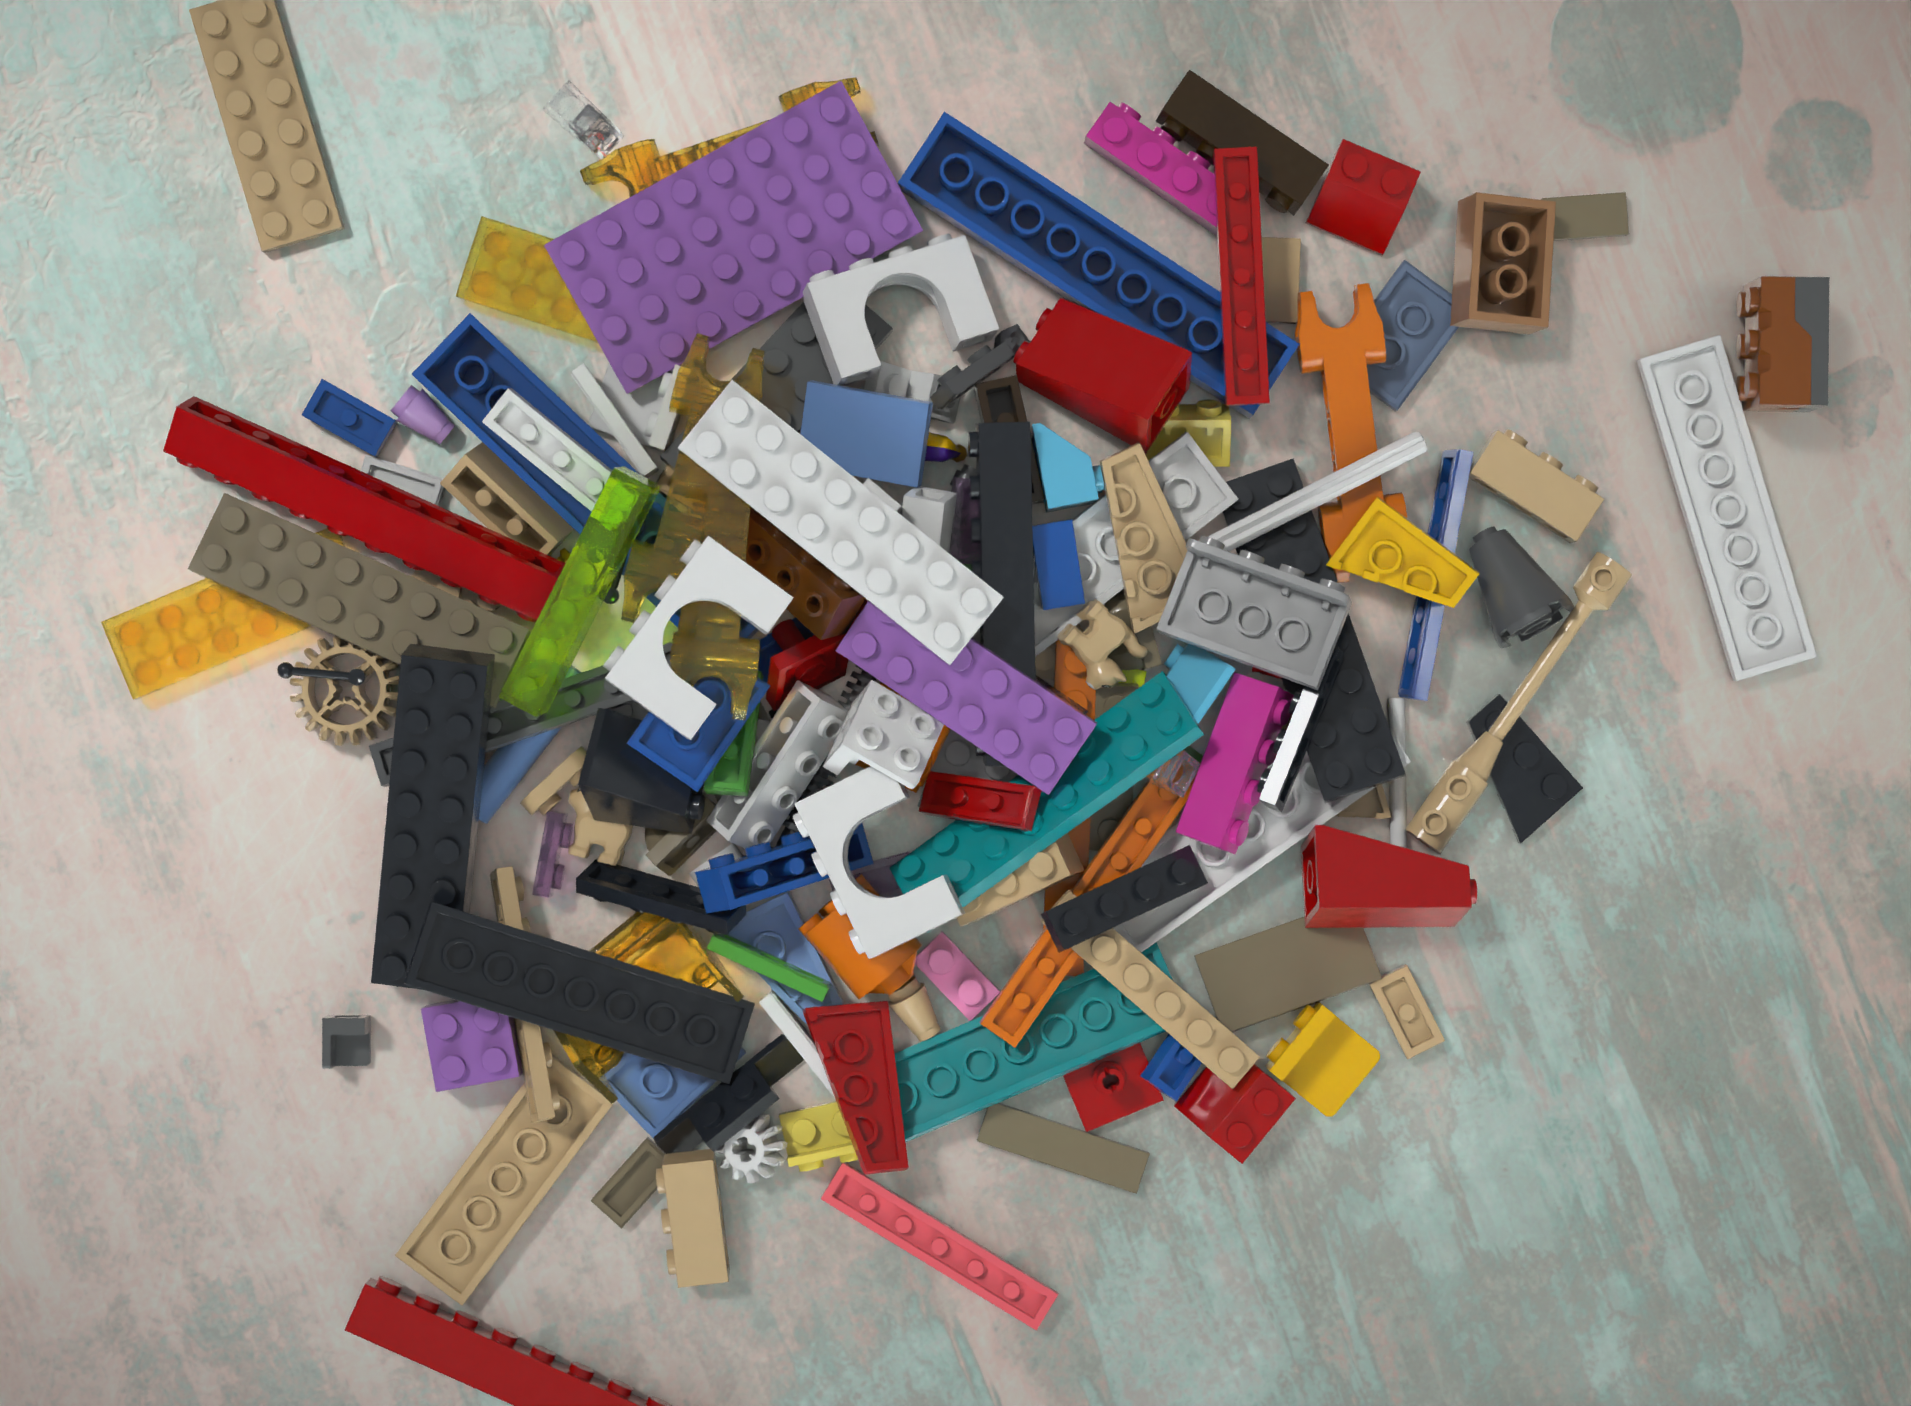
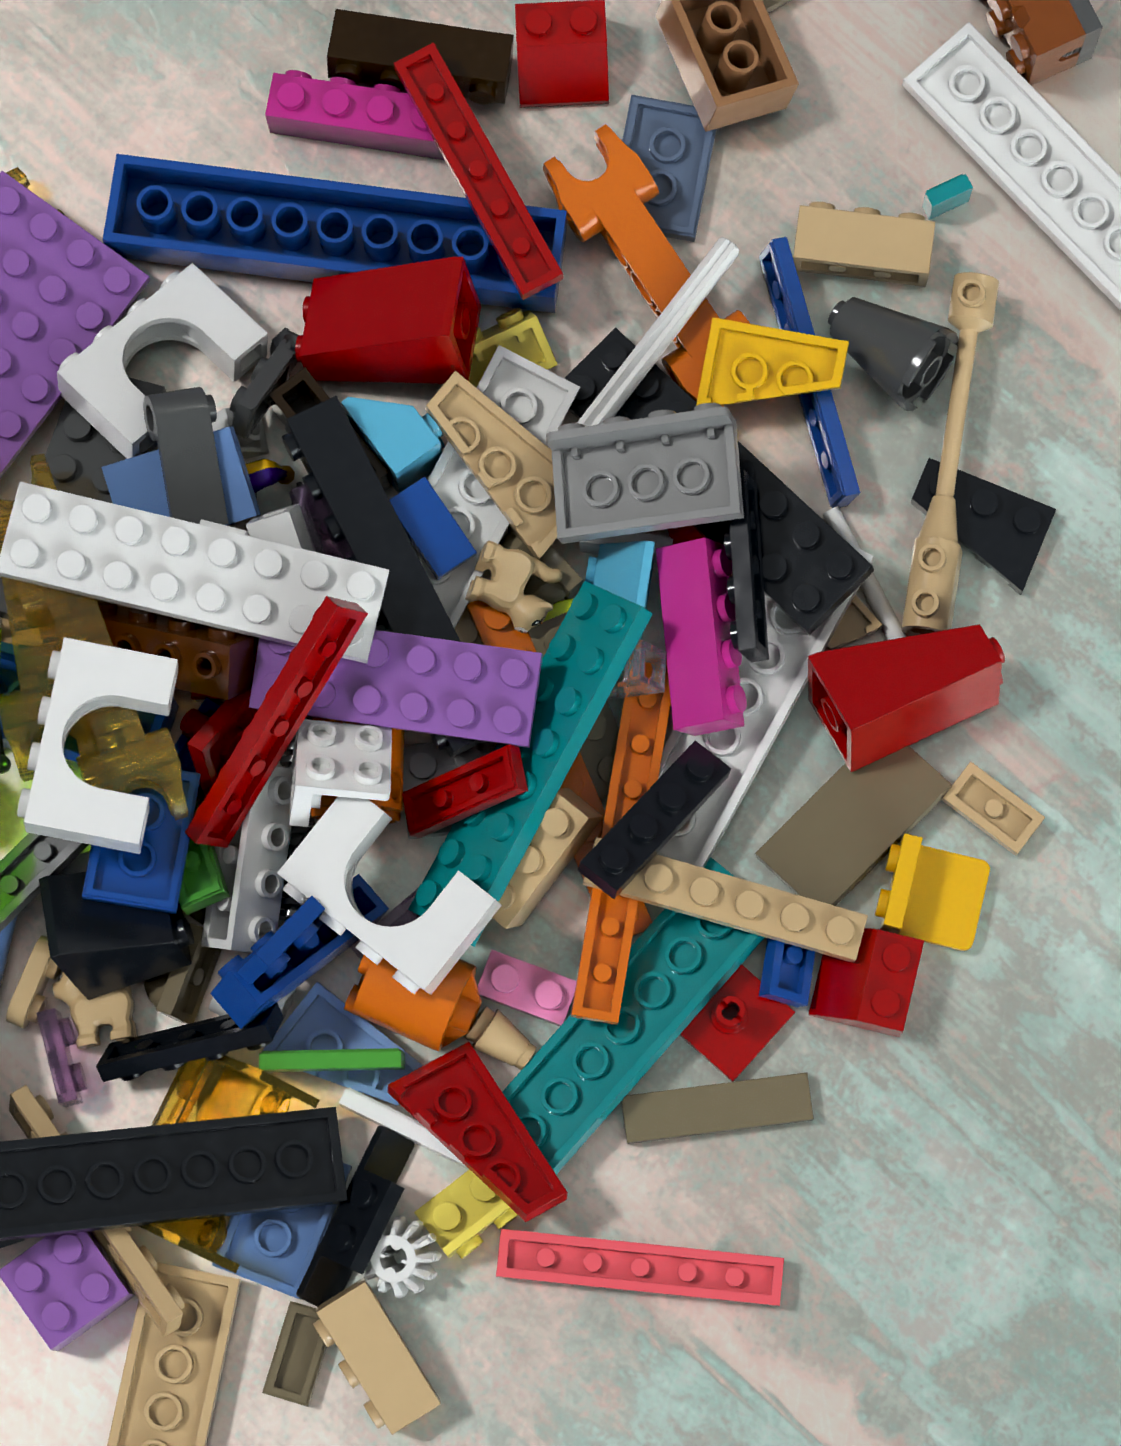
camera: 20 degrees left, 10 degrees down
(784, 859) = (271, 955): none -> blue plate
(851, 681) = (276, 722): none -> red plate
(883, 412) = (187, 453): none -> dark grey door
(1281, 278) = (522, 165): tan tile -> none
(1626, 477) = (947, 196): none -> teal tile

